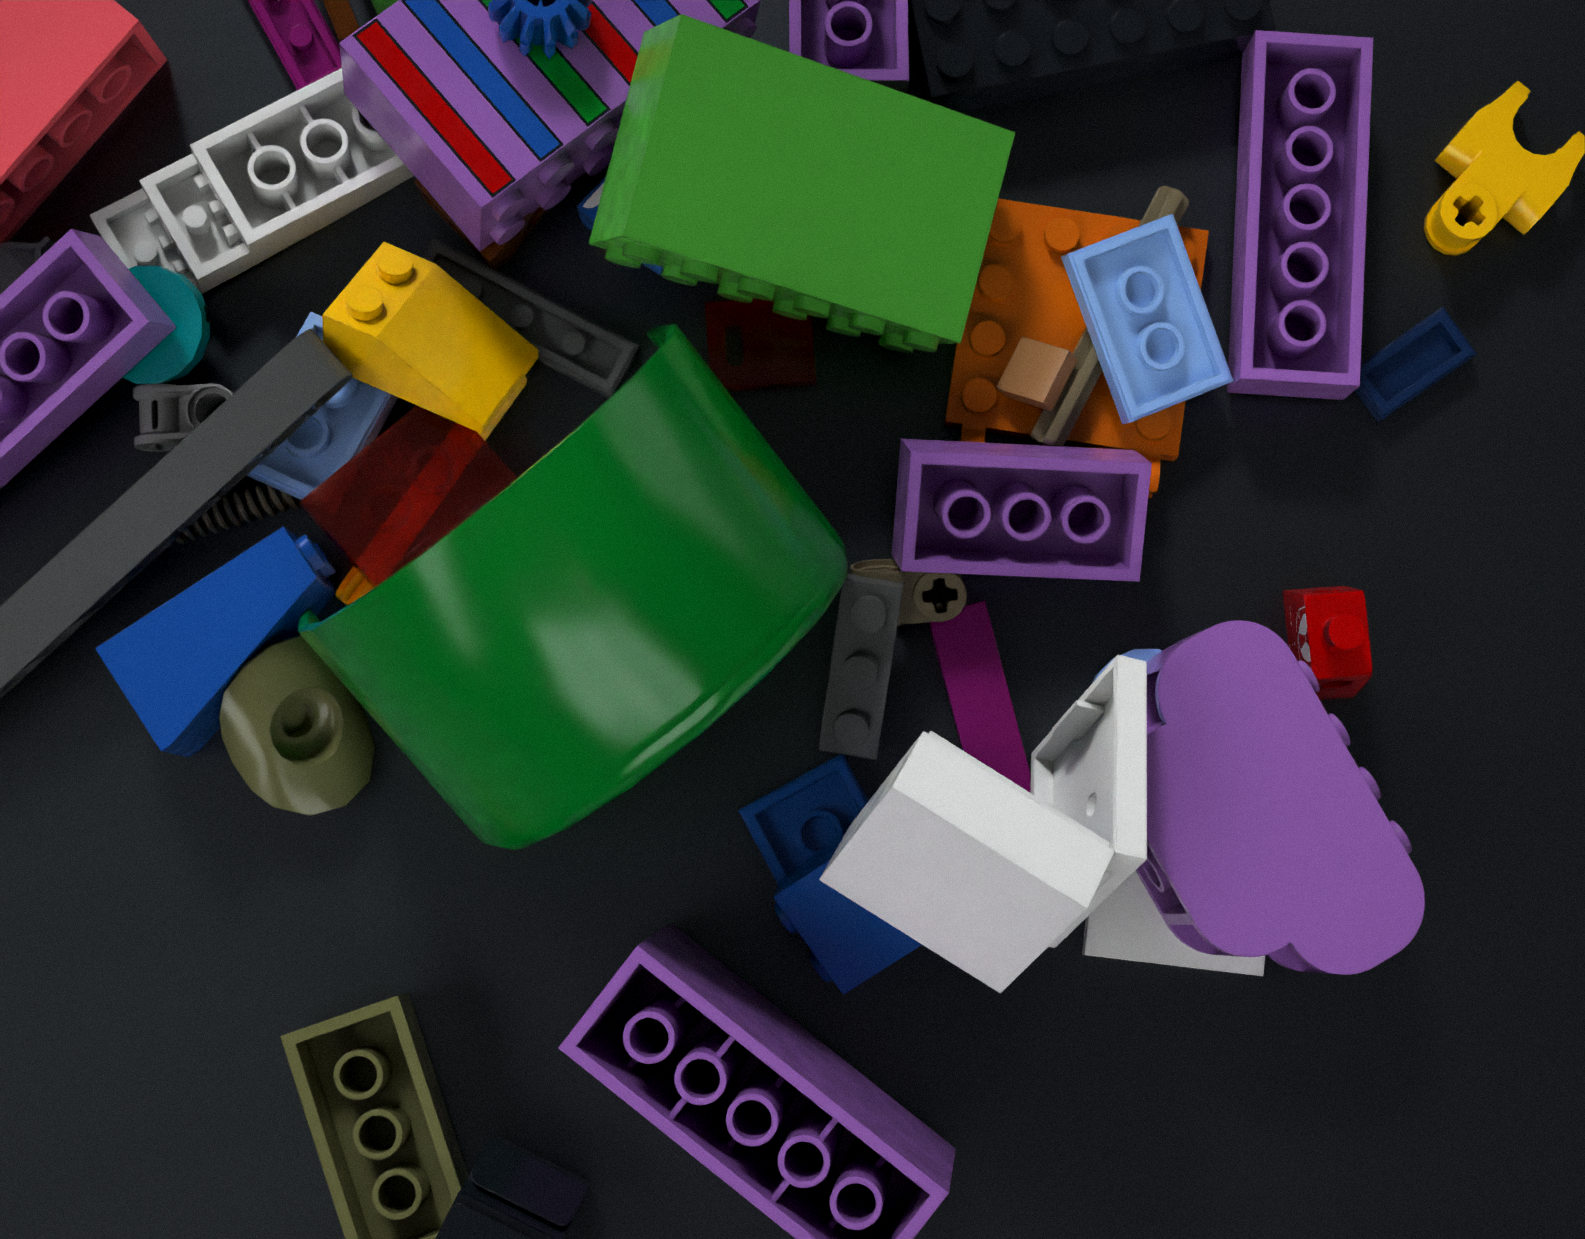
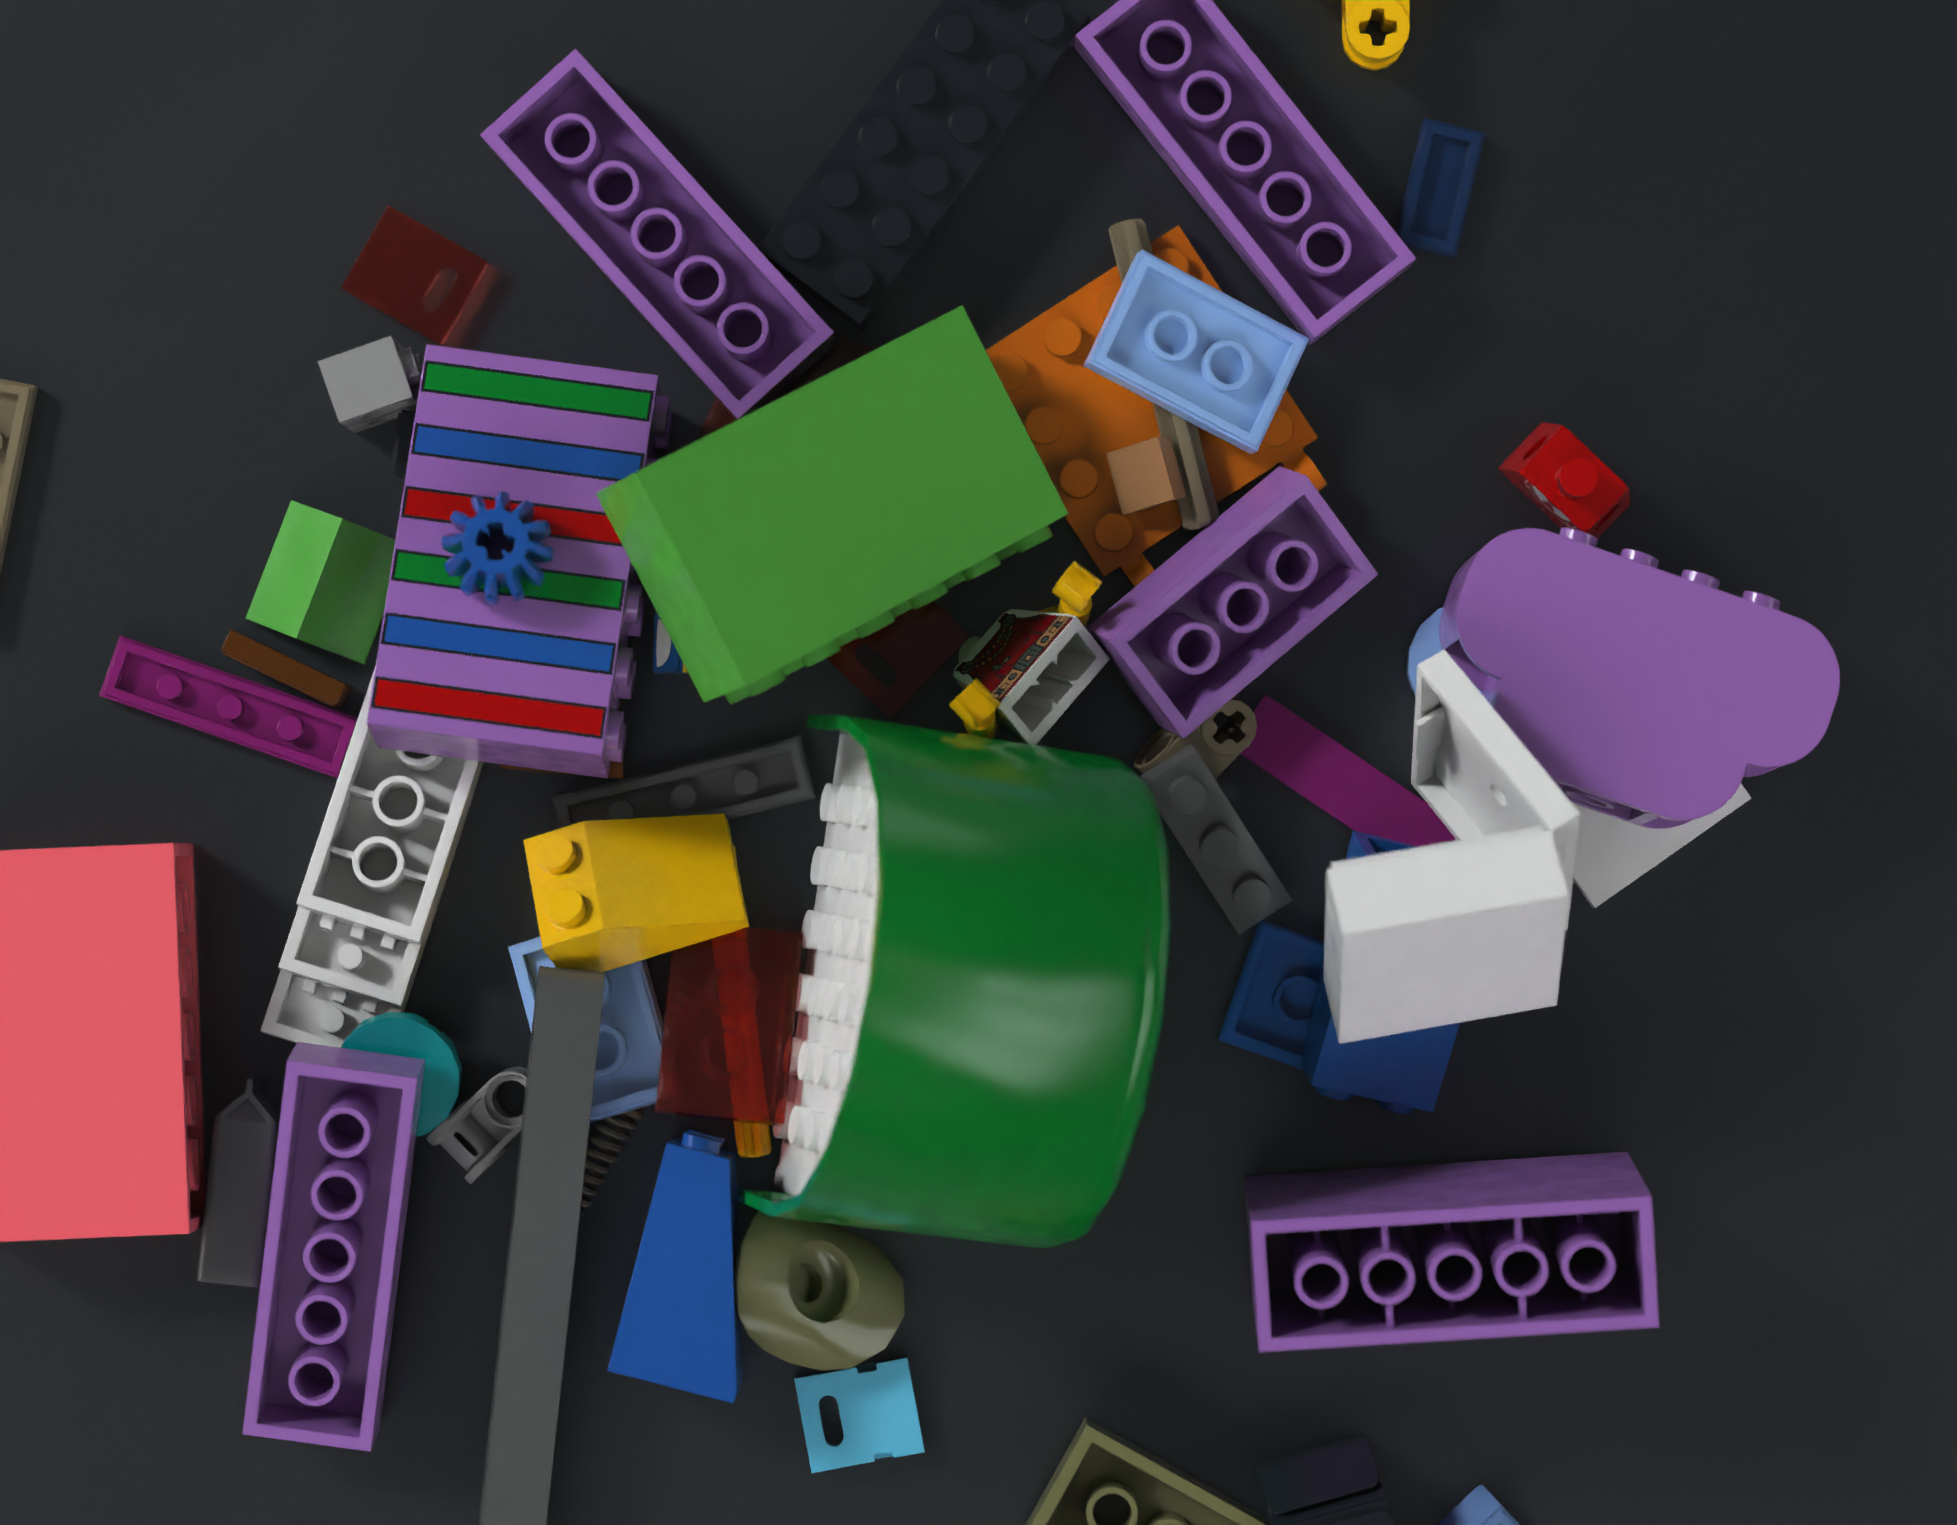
camera: 35 degrees left, 5 degrees up
(265, 857) = (874, 1409): none -> medium azure piece
(842, 426) = (1030, 664): none -> torso

